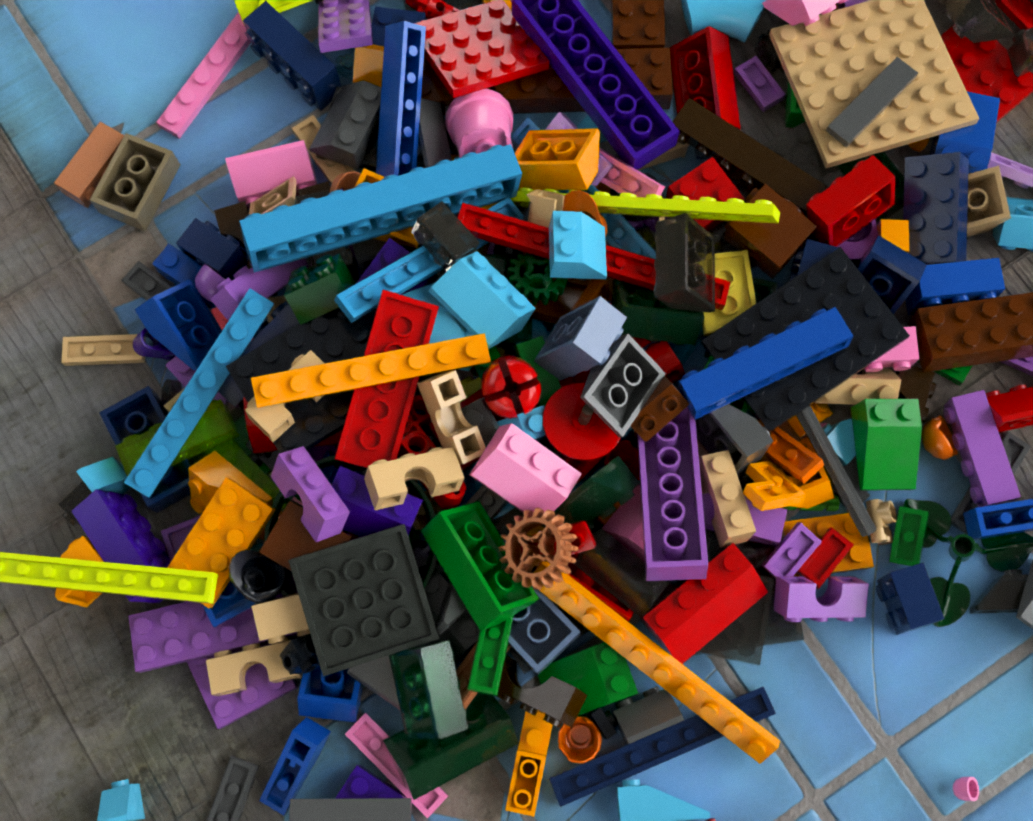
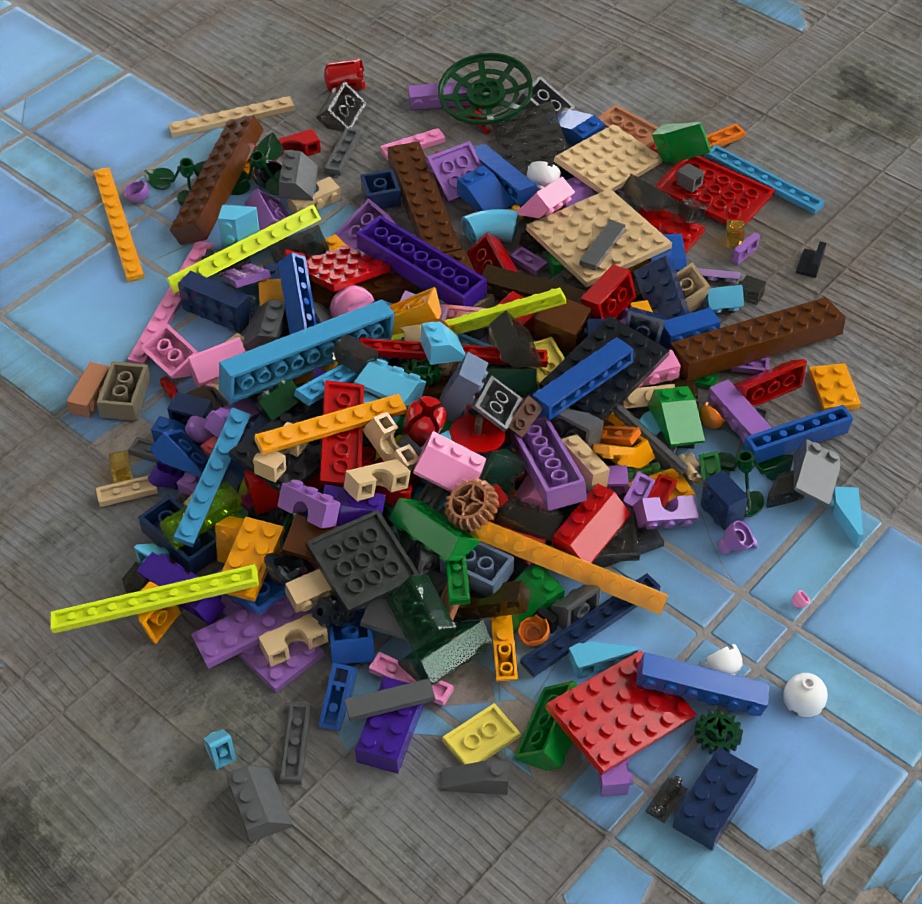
camera: 20 degrees left, 25 degrees down
(104, 308) = (120, 466): none -> clear yellow brick
(202, 190) = (168, 386): none -> red axle
(213, 130) = (170, 352): none -> bright pink slope
(910, 663) = (737, 538): none -> medium lavender hair

